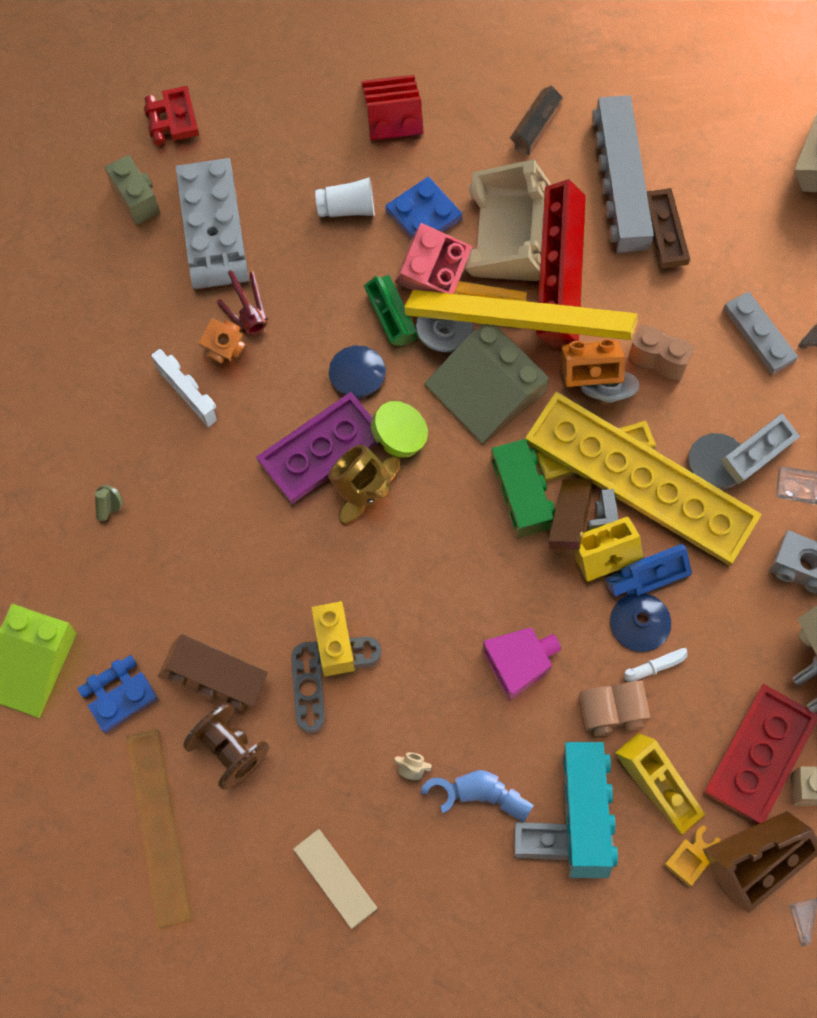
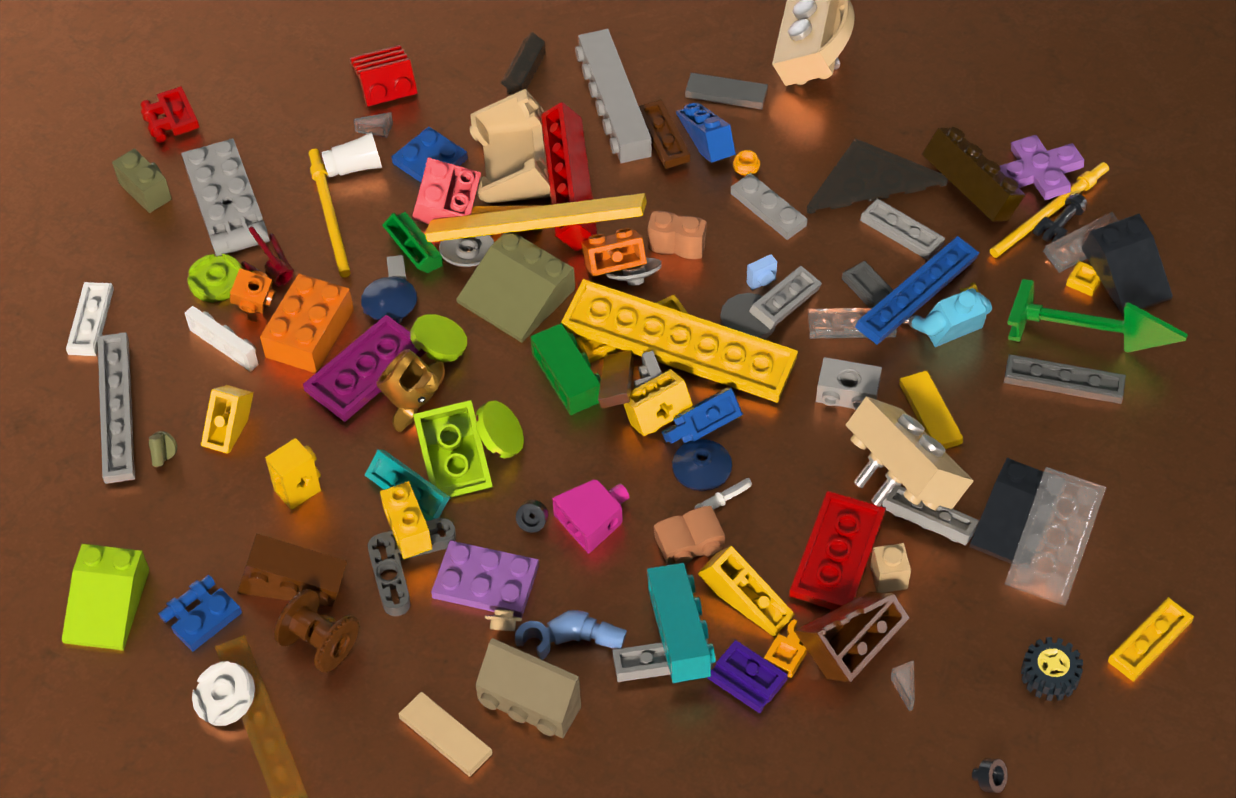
camera: 10 degrees left, 15 degrees down
(59, 338) = (89, 318): none -> white tile
(69, 447) = (115, 408): none -> light grey plate
(126, 792) = (223, 693): none -> white tile
(175, 479) = (226, 417): none -> yellow slope
(188, 313) = (213, 277): none -> lime tile
(231, 561) = (294, 473): none -> yellow brick
(271, 386) = (307, 323): none -> orange brick
(310, 212) = (319, 174): none -> yellow bar
(337, 587) = (389, 472): none -> teal plate
(370, 335) = (396, 266): none -> light grey piece
(374, 164) = (377, 124): none -> clear piece
(392, 563) = (453, 449): none -> lime slope
(402, 711) = (485, 578): none -> medium lavender plate
(423, 856) = (528, 689): none -> dark tan slope
(443, 549) = (499, 429): none -> lime tile
(460, 652) = (532, 516): none -> black tile
(646, 879) = (747, 676): none -> dark purple plate
(712, 233) = (707, 131): none -> blue slope
(740, 187) = (726, 90): none -> dark grey tile
(740, 413) = (761, 272): none -> light blue plate
(746, 278) = (746, 163): none -> light orange plate

